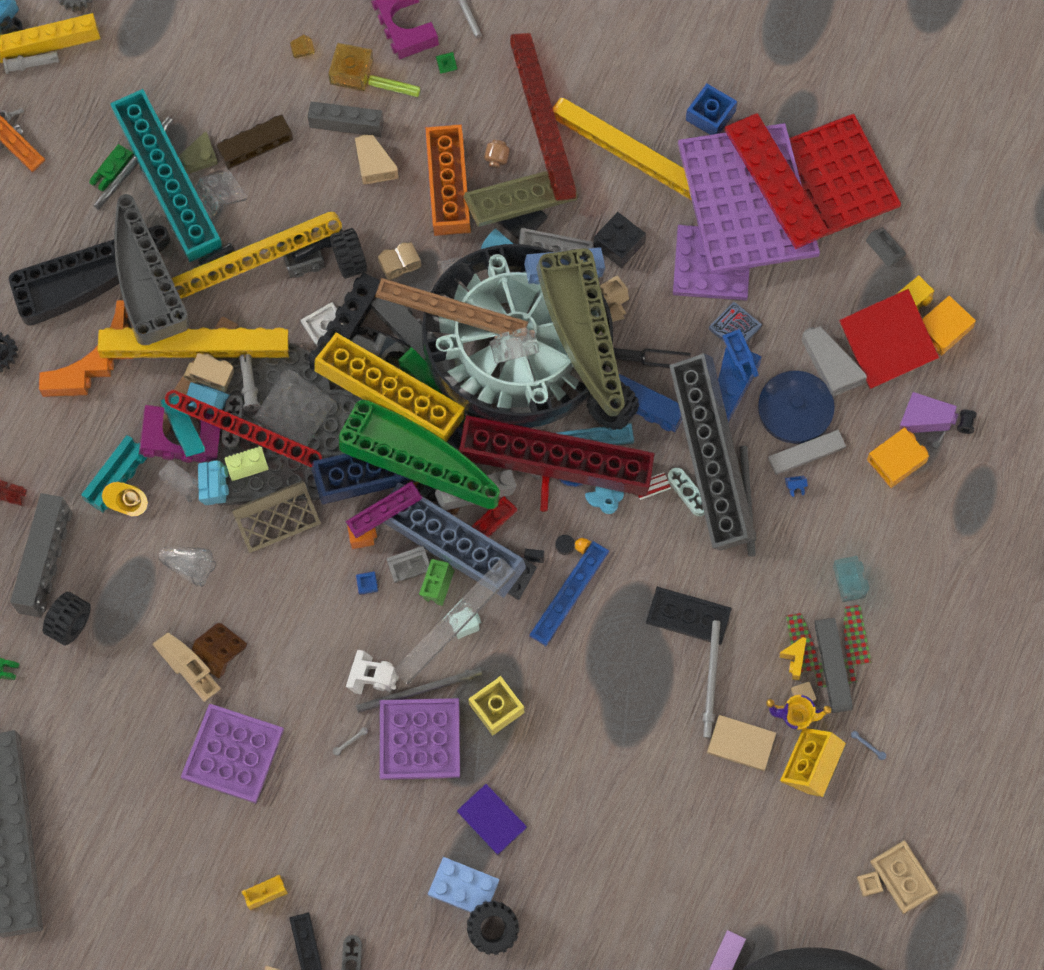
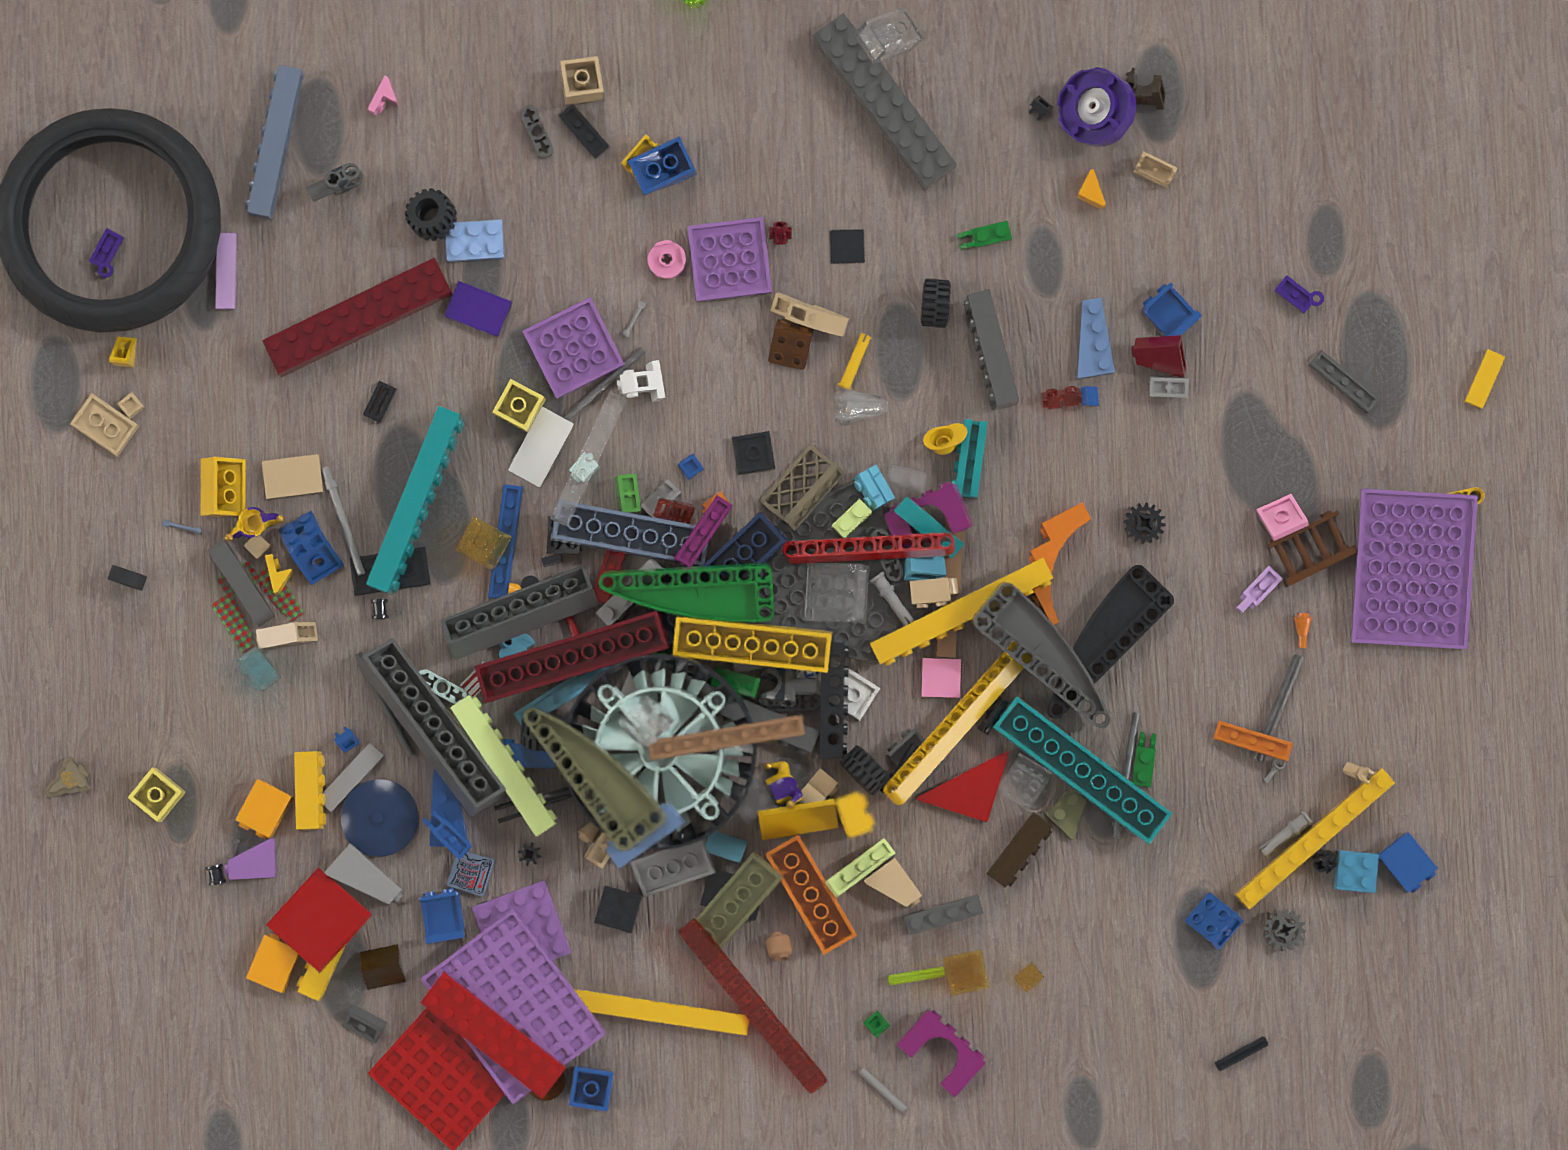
camera: 155 degrees right, 15 degrees up
(119, 717) = (847, 246): none -> black sticker
(128, 24) = (1214, 920): none -> blue bracket
(171, 605) = (854, 361): none -> yellow pin
(172, 754) = (780, 233): none -> dark red gear
(243, 306) = (941, 677): none -> bright pink tile
(247, 867) = (662, 166): none -> blue slope
(268, 206) = (970, 792): none -> red tile
(285, 771) = (673, 251): none -> bright pink plate
(304, 569) = (753, 453): none -> black tile
(374, 196) = (853, 814): none -> yellow brick
(395, 182) = (860, 867): none -> yellowish green tile
(400, 544) = (686, 516): none -> clear red slope
(425, 270) = (783, 784): none -> piece
(427, 242) = (798, 820): none -> yellow tile
(495, 660) = (541, 447): none -> white sticker
(585, 518) = (519, 612): none -> dark grey brick
(589, 595) = (483, 543): none -> clear yellow brick
(611, 862) = (357, 317): none -> dark red brick
(613, 786) = (387, 387): none -> black tile
(634, 660) = (415, 501): none -> teal brick
(663, 392) = (503, 765): none -> yellowish green brick
(678, 312) = (535, 855): none -> black gear
(713, 584) = (379, 609): none -> black bush
(754, 661) = (309, 546): none -> blue bracket
(777, 299) = (442, 916): none -> blue panel
(811, 597) = (286, 635): none -> tan slope
(849, 285) = (382, 967): none -> dark brown slope
(849, 455) = (309, 790): none -> yellow brick
(855, 936) = (123, 352): none -> yellow slope
(941, 715) = (127, 577): none -> black tyre
(993, 510) = (156, 794): none -> light yellow brick

